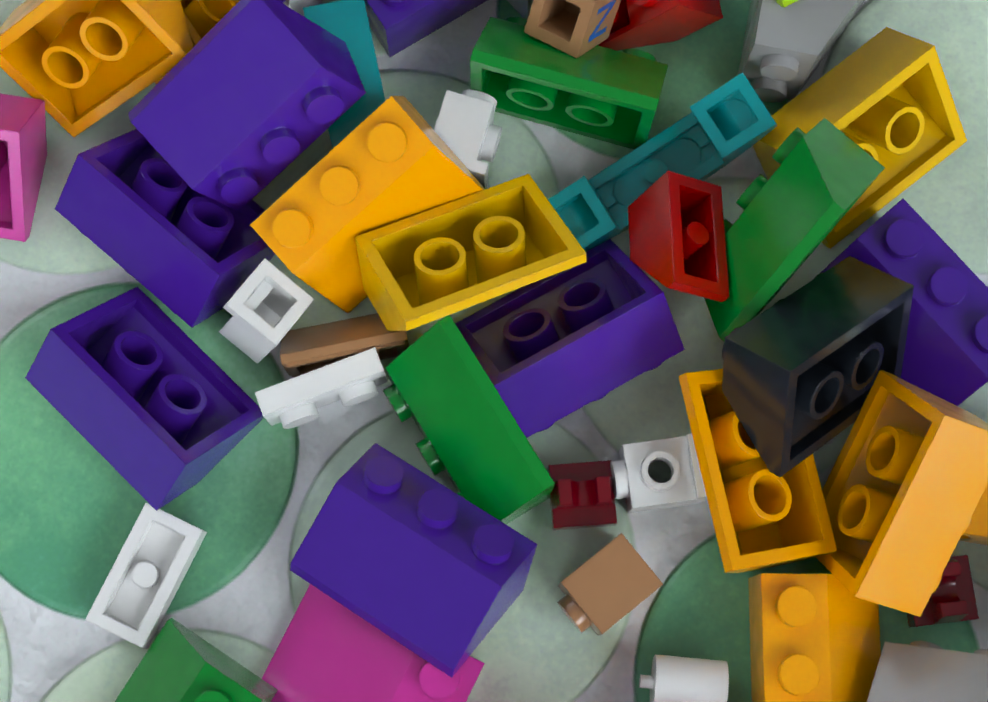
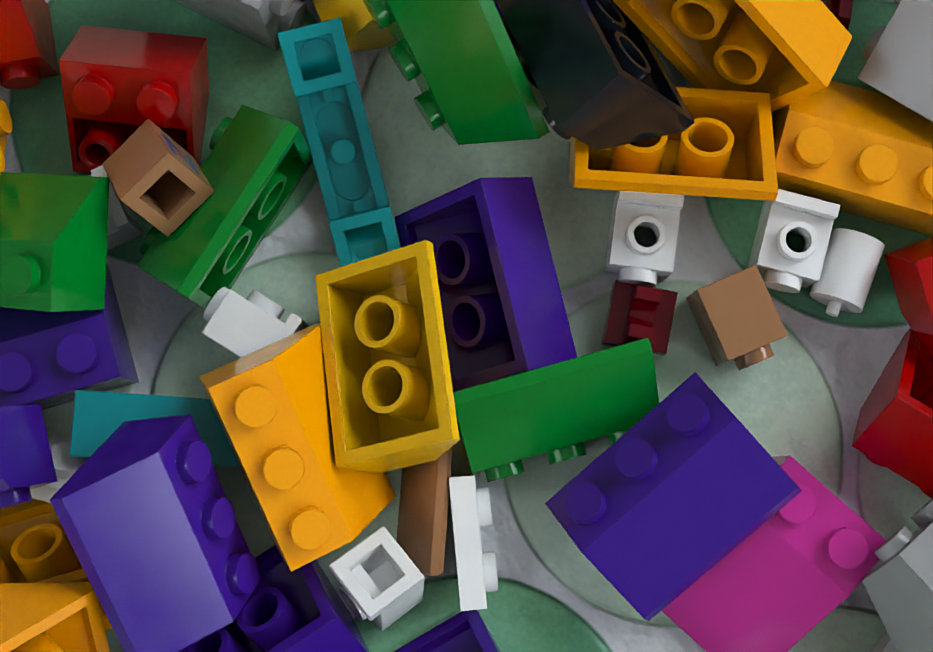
camera: 75 degrees left, 5 degrees up
(681, 235) = (426, 145): red slope -> none
(727, 621) = (799, 216): none -> white brick

